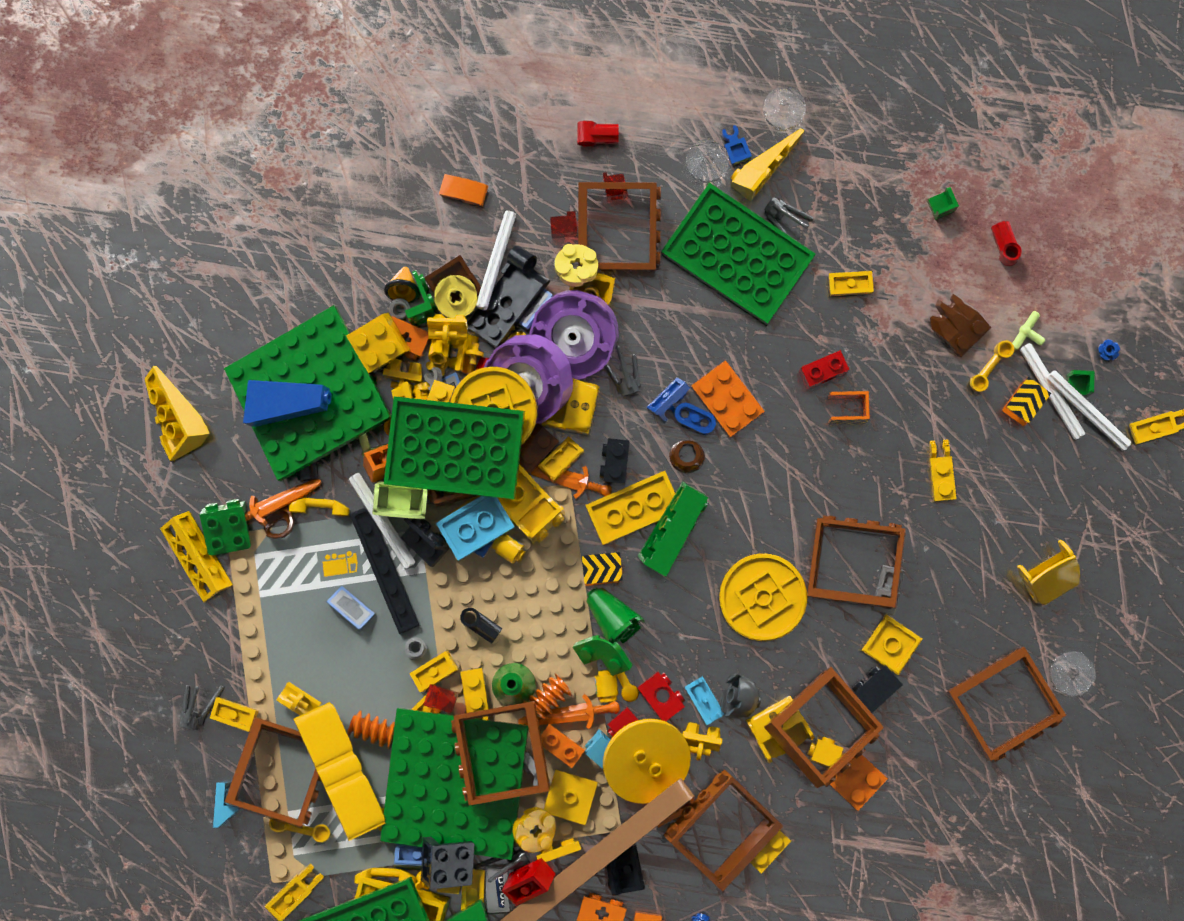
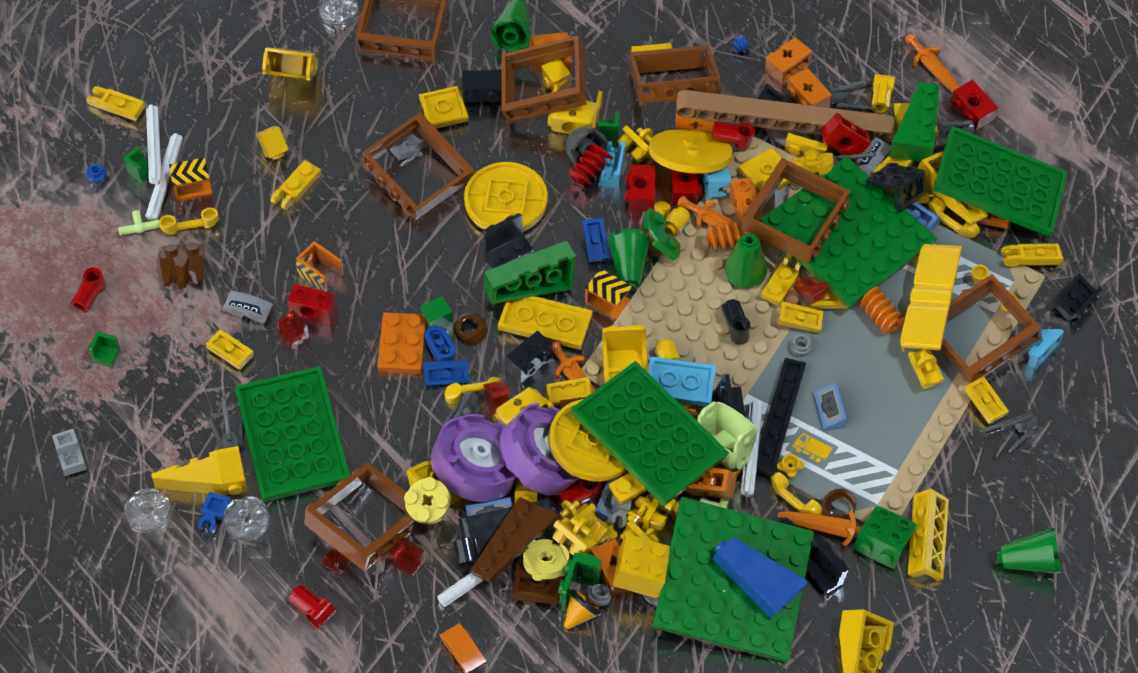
camera: 145 degrees left, 25 degrees down
(104, 598) = (1032, 553): none -> green cone
(228, 877) = (1076, 297): none -> black bracket
(251, 461) = (825, 566): none -> black bracket
(337, 535) = (790, 459): none -> yellow plate
(491, 297) = (513, 536): none -> reddish brown wing
(612, 407) = (496, 394): none -> clear red panel
(622, 418) = (454, 391): none -> yellow bar
(627, 807) = (739, 135): none -> red piece
(654, 613) = (595, 240): none -> blue plate
(716, 679) = (589, 165): none -> red piece
(718, 550) = (505, 241): none -> black bracket
(721, 441) = (437, 313): none -> green panel
(739, 737) = (610, 128): none -> green panel
(818, 338) = (292, 329): none -> clear red panel
(873, 330) = (247, 305): none -> light grey slope
(887, 107) = (69, 452): none -> light grey slope
(906, 775) = (512, 27): none -> green cone
(995, 489) = (272, 142): none -> yellow brick

